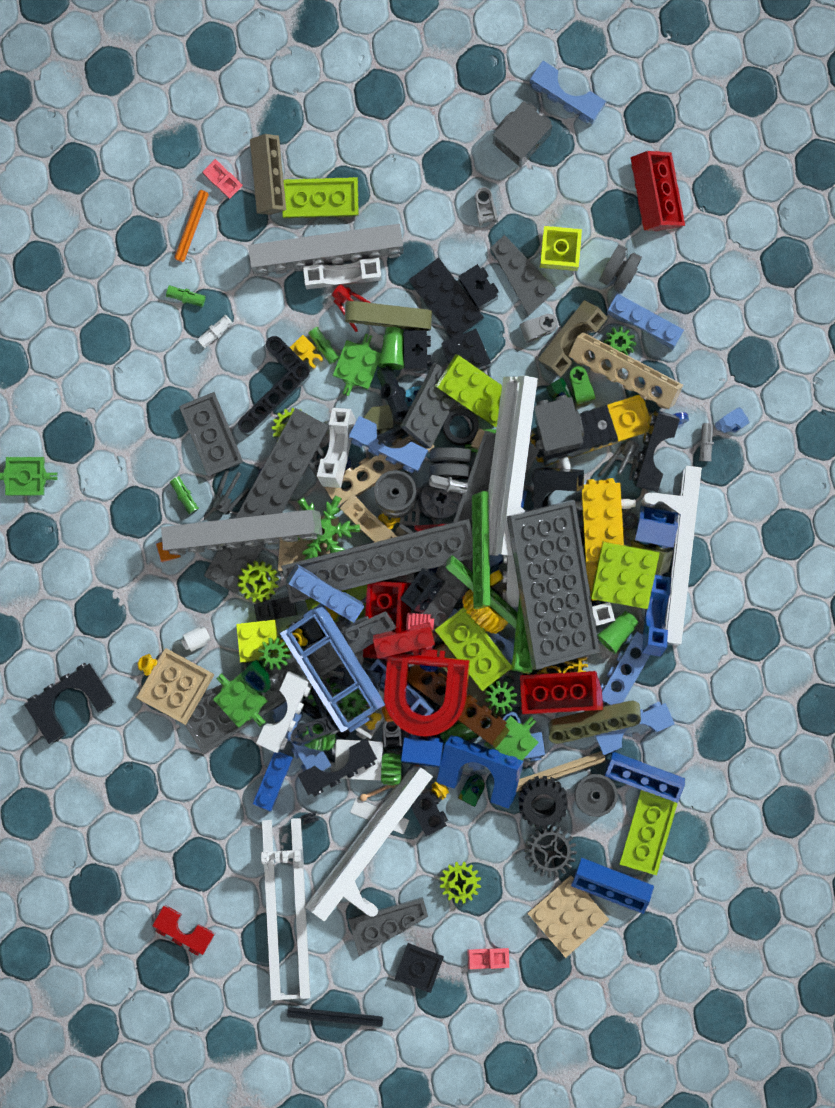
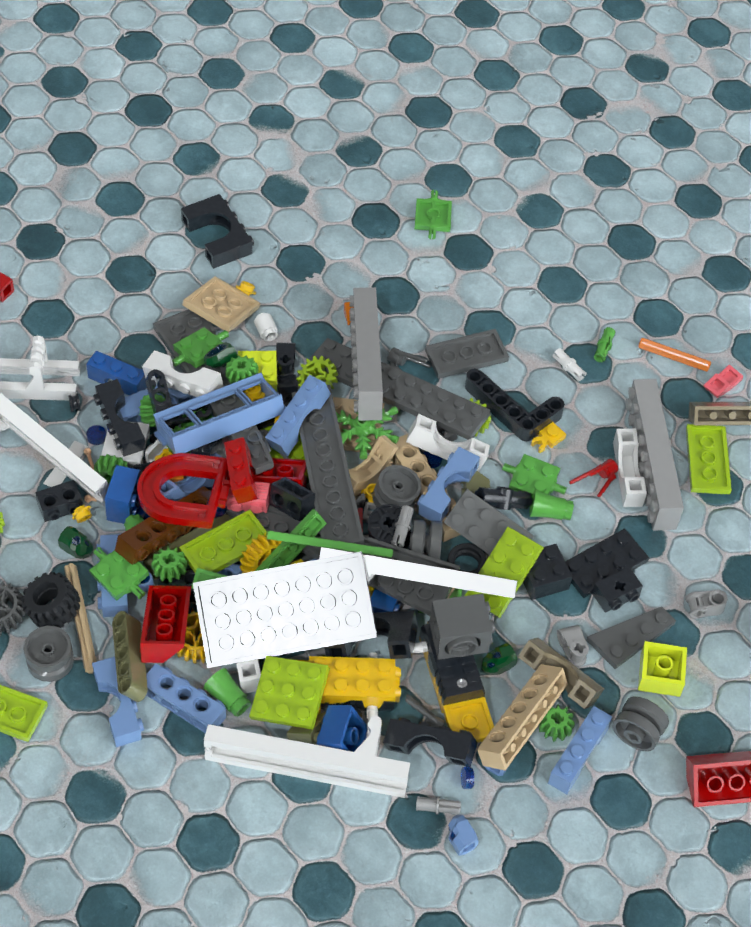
camera: 85 degrees right, 30 degrees down
(184, 495) = (397, 331): bright green pin -> none
(232, 615) = (285, 358): none -> black piece
(323, 345) = (555, 450): bright green pin -> none
(344, 791) = (96, 435): none -> clear blue tile
(388, 316) = (585, 497): olive beam -> none
(391, 435) = (456, 480): black axle -> none
(412, 361) = (549, 527): black brick -> none
(504, 768) = (105, 525): blue arch -> none
(581, 388) = (507, 679): bright green piece -> none
(645, 777) = (59, 704): blue brick -> none
(655, 633) = (219, 714): blue arch -> none

